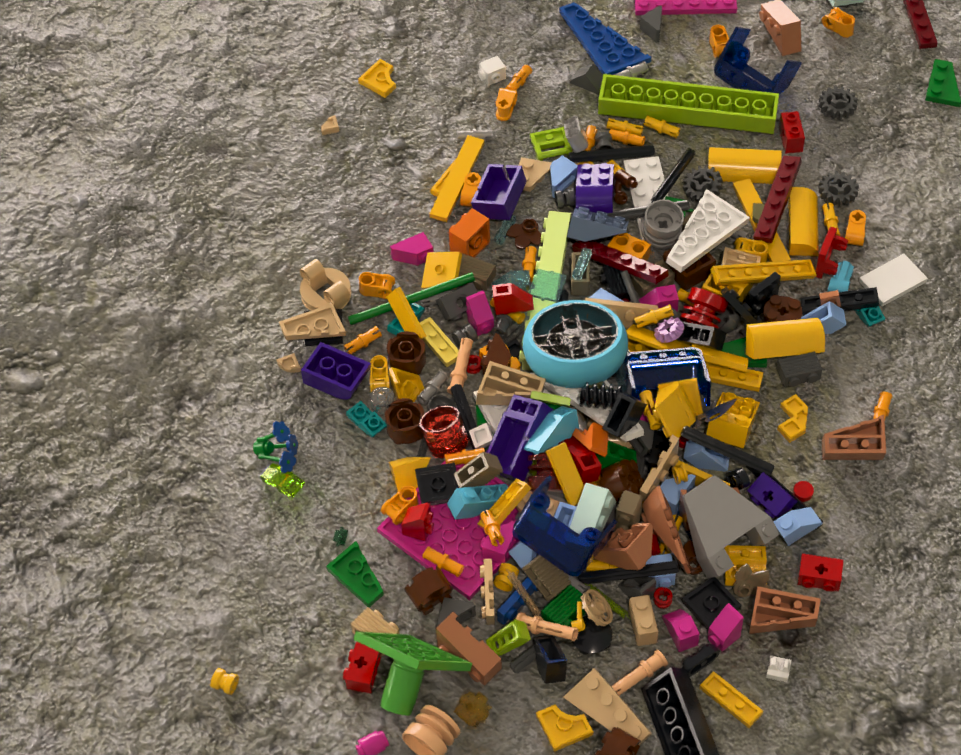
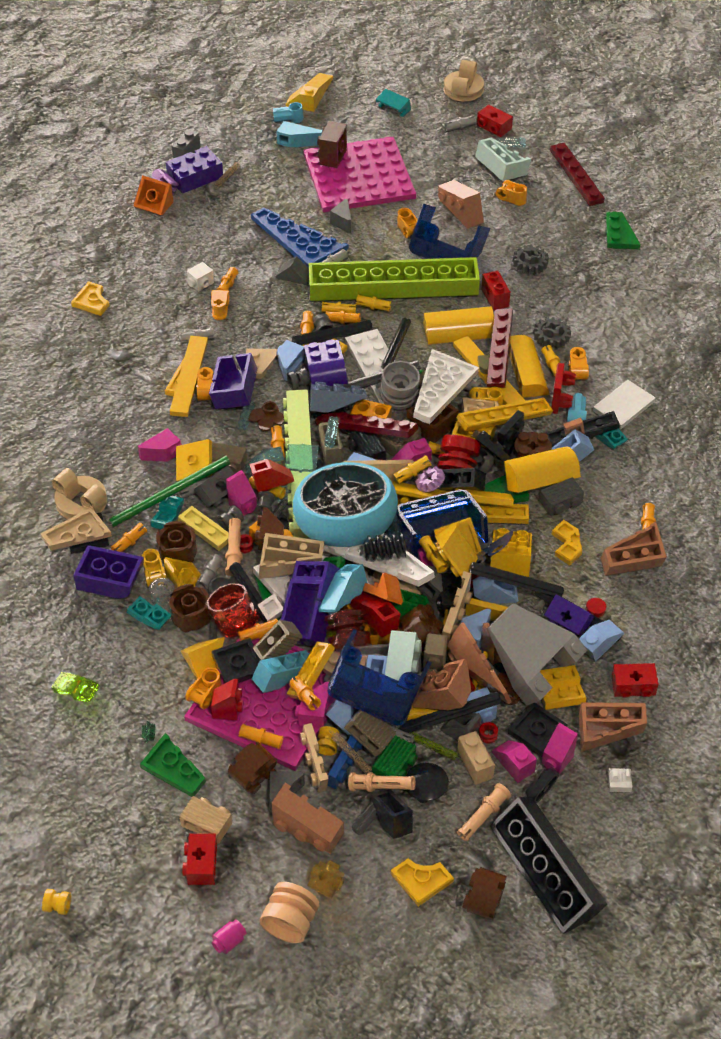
camera: 15 degrees left, 5 degrees down
(264, 447) = (49, 658): plant -> none
(289, 363) = (58, 573): tan tile -> none
(330, 126) = (52, 348): tan tile -> none
(375, 285) = (129, 486): light orange piece -> none
(405, 313) = (166, 504): yellow tile -> none
(407, 671) = (251, 849): bright green piece -> none
(470, 234) = (214, 421): orange slope -> none
(519, 633) = (356, 794): lime slope -> none
(550, 139) = (269, 329): lime plate -> none
(550, 398) = (336, 558): lime tile -> none
(566, 473) = (368, 626): yellow tile -> none
(575, 134) = (295, 319): light grey beam -> none
(579, 623) = (413, 771): yellow hand -> none
(597, 607) = (427, 753): tan wheel -> none
(604, 705) = (457, 848): tan wing -> none
(624, 415) = (412, 560): black slope -> none
(625, 179) = (351, 352): reddish brown plant -> none
(629, 286) = (381, 445): dark grey piece -> none
(679, 474) = (476, 610): yellow bush -> none
(700, 181) = (422, 344): dark grey gear -> none
(731, 699) = (582, 819): yellow tile -> none
(737, 478) = (533, 603): black plate -> none
(749, 581) = (570, 700): dark tan plate -> none

